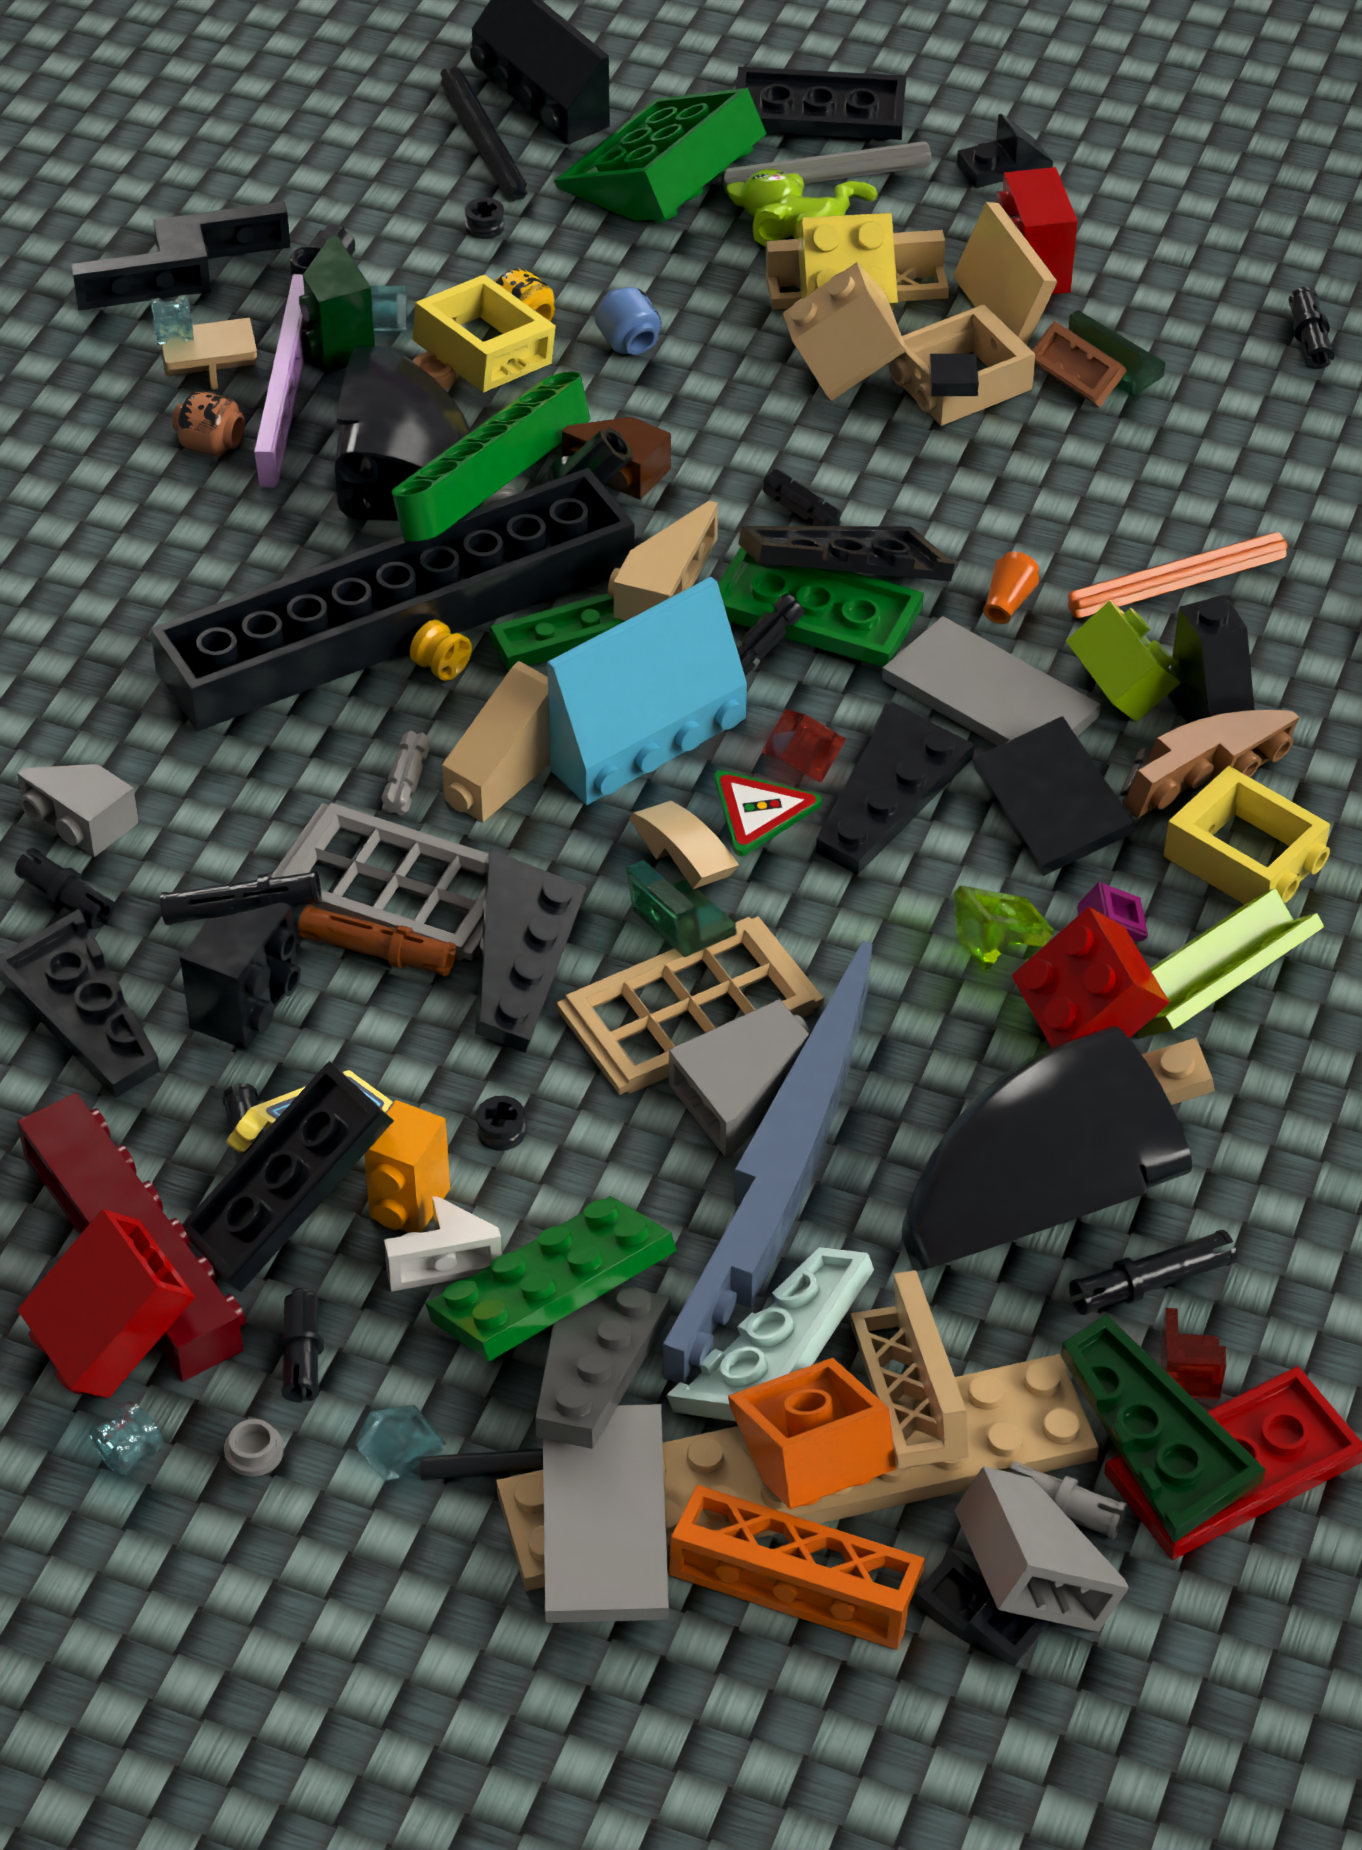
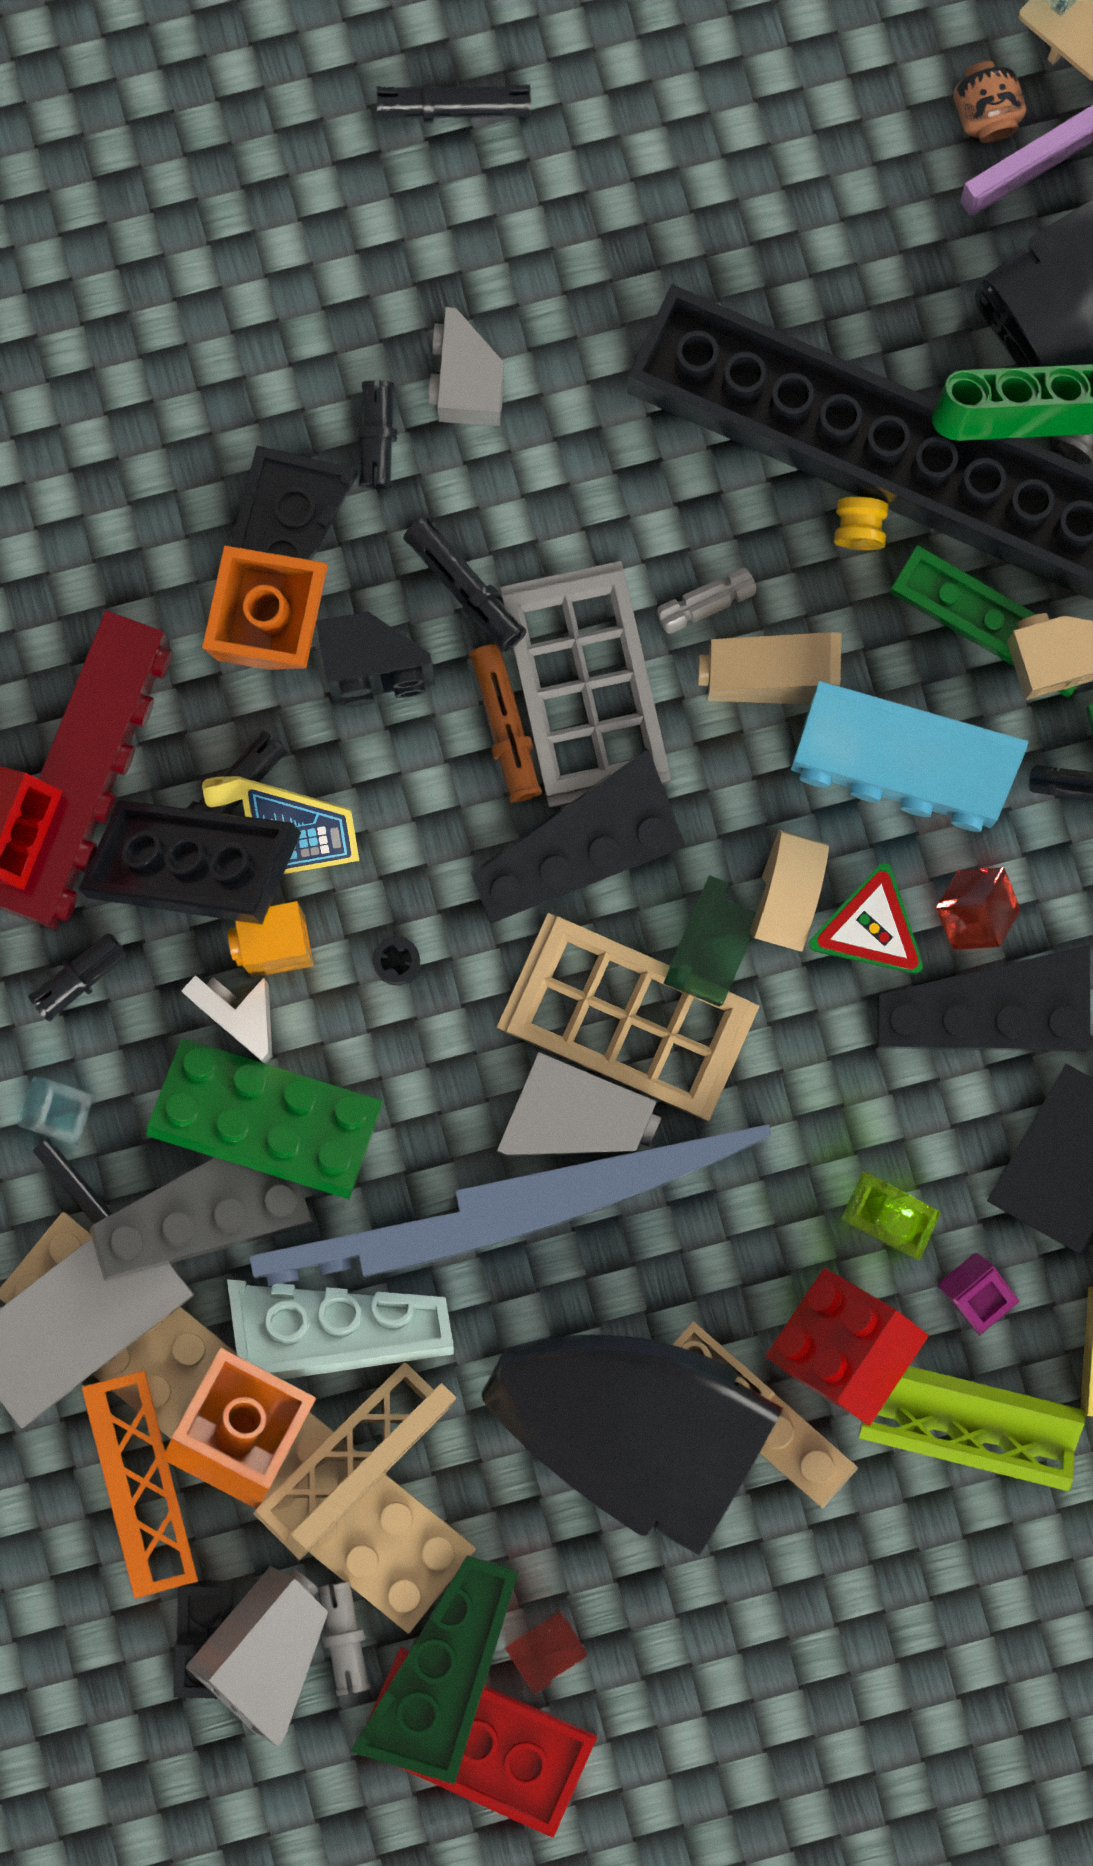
camera: 55 degrees right, 35 degrees up
(135, 996) = (264, 609): none -> orange slope
(1131, 1279) = (599, 1563): black pin -> none

